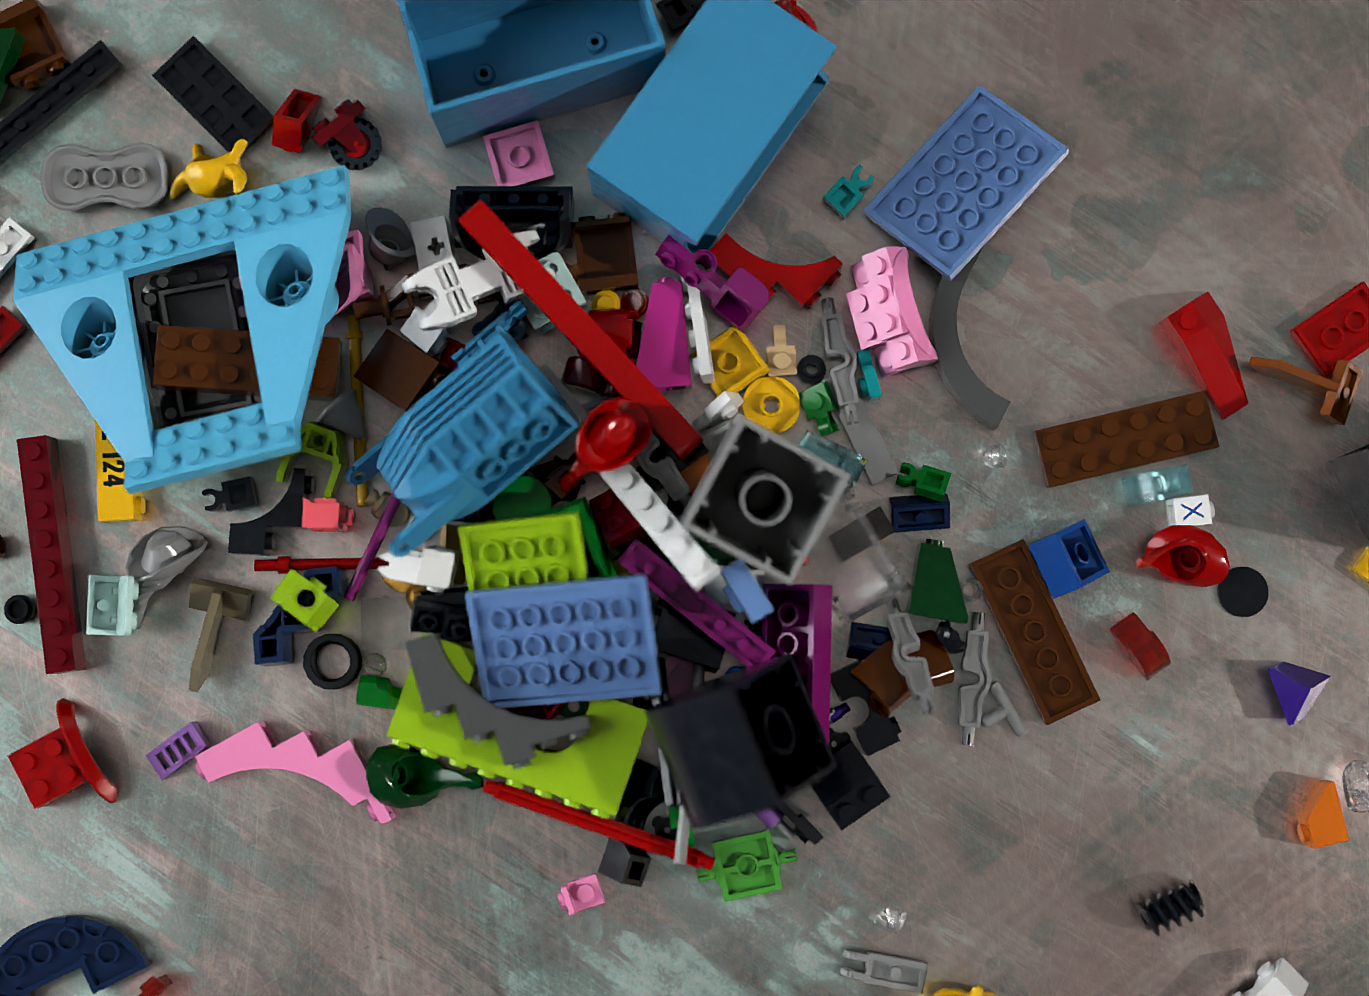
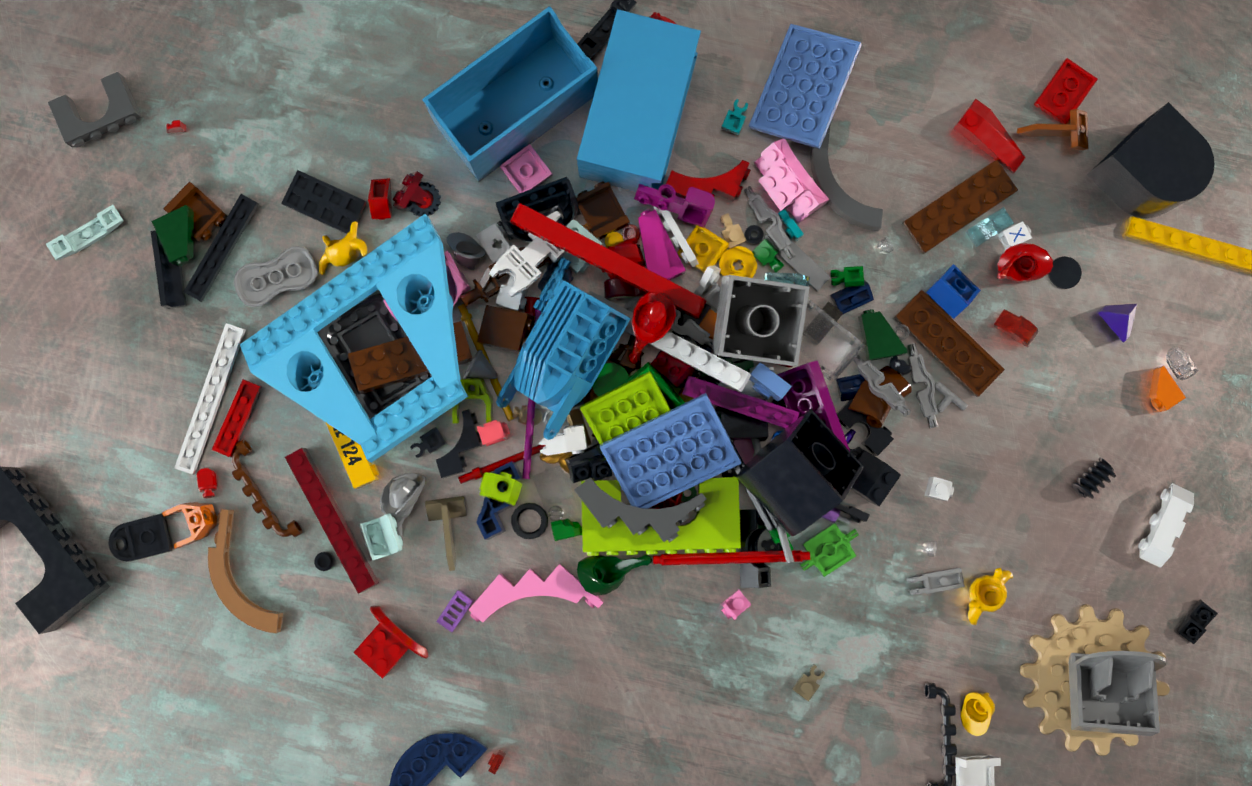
camera: 20 degrees left, 0 degrees up
(939, 838) = (939, 489): none -> white brick

